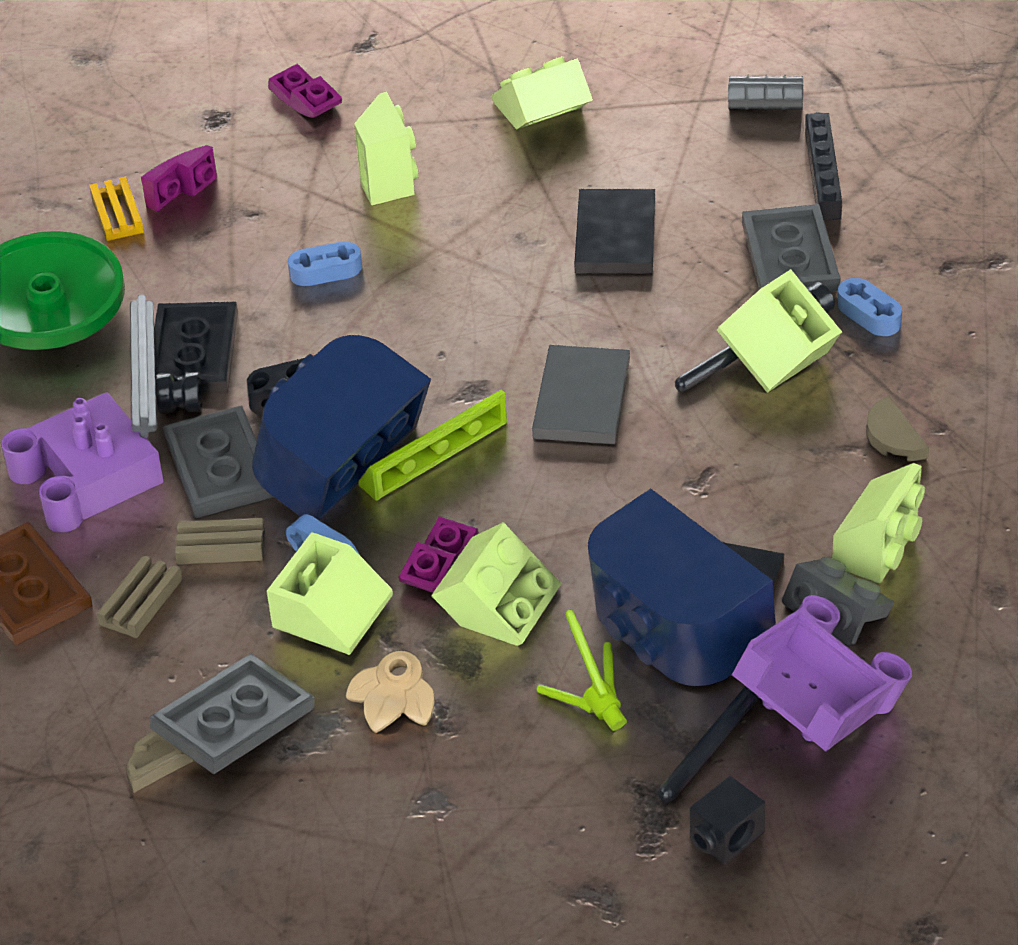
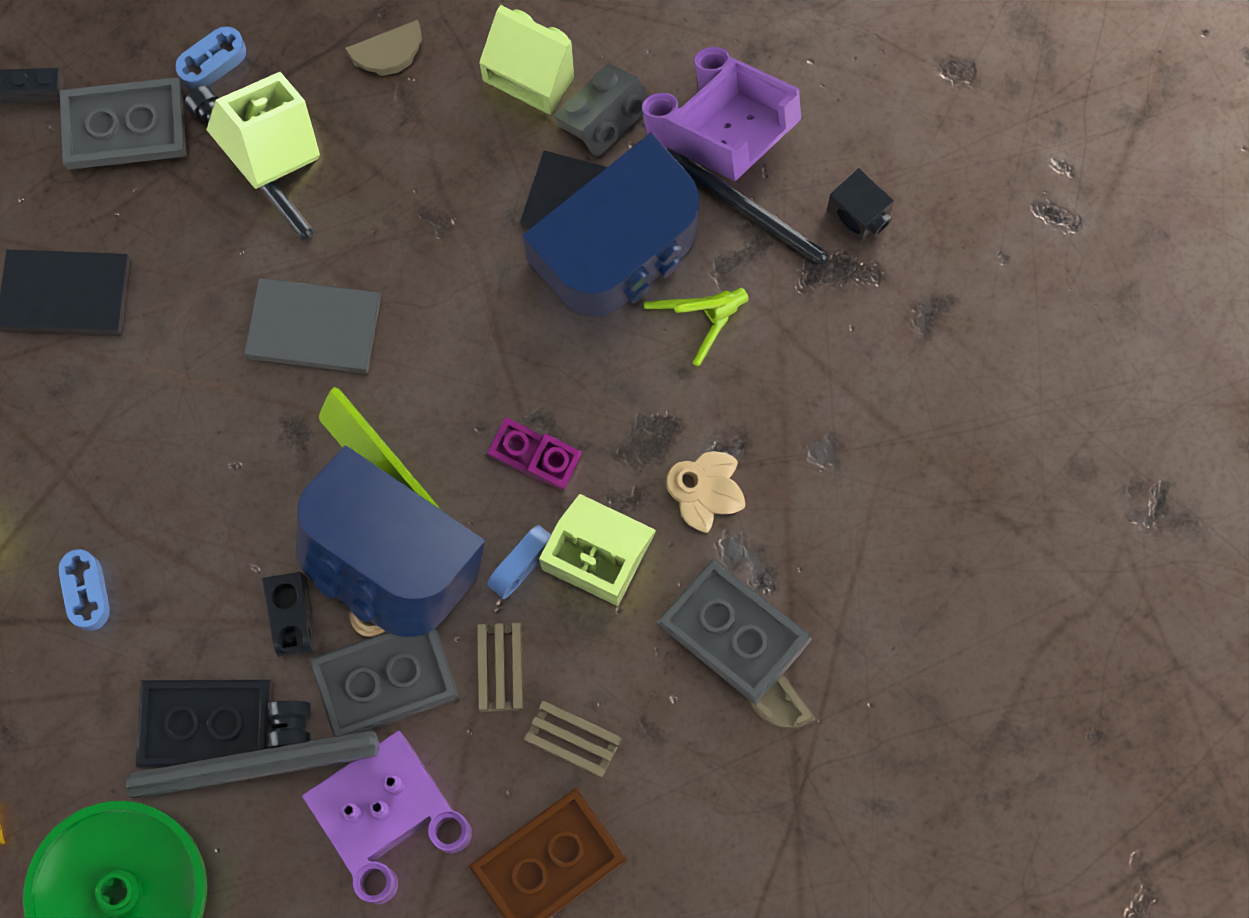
camera: 90 degrees left, 30 degrees up
(497, 586) = (583, 397): yellowish green slope -> none

